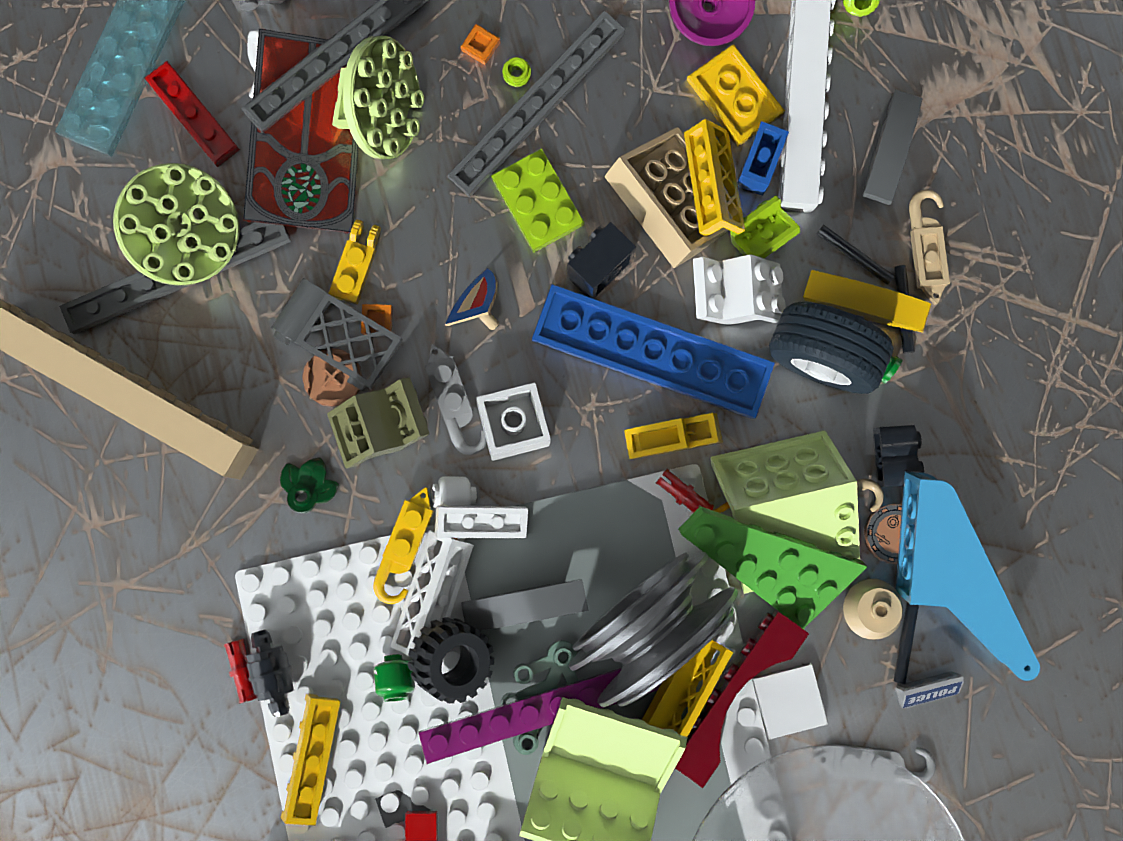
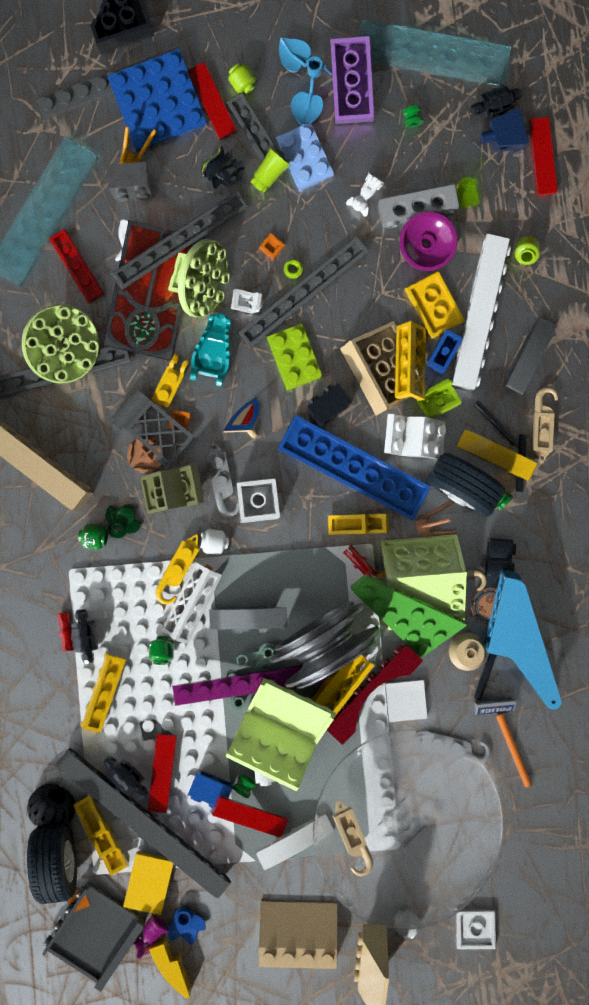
camera: 15 degrees right, 5 degrees up
(265, 515) = (93, 536): none -> green head
(412, 209) = (212, 352): none -> teal animal
(453, 127) = (246, 301): none -> white bracket
(469, 671) = (207, 654): black tyre -> none
(481, 521) = (229, 561): white plate -> none
(773, 423) = (424, 525): none -> nougat plant
(971, 755) = (514, 750): none -> orange bar

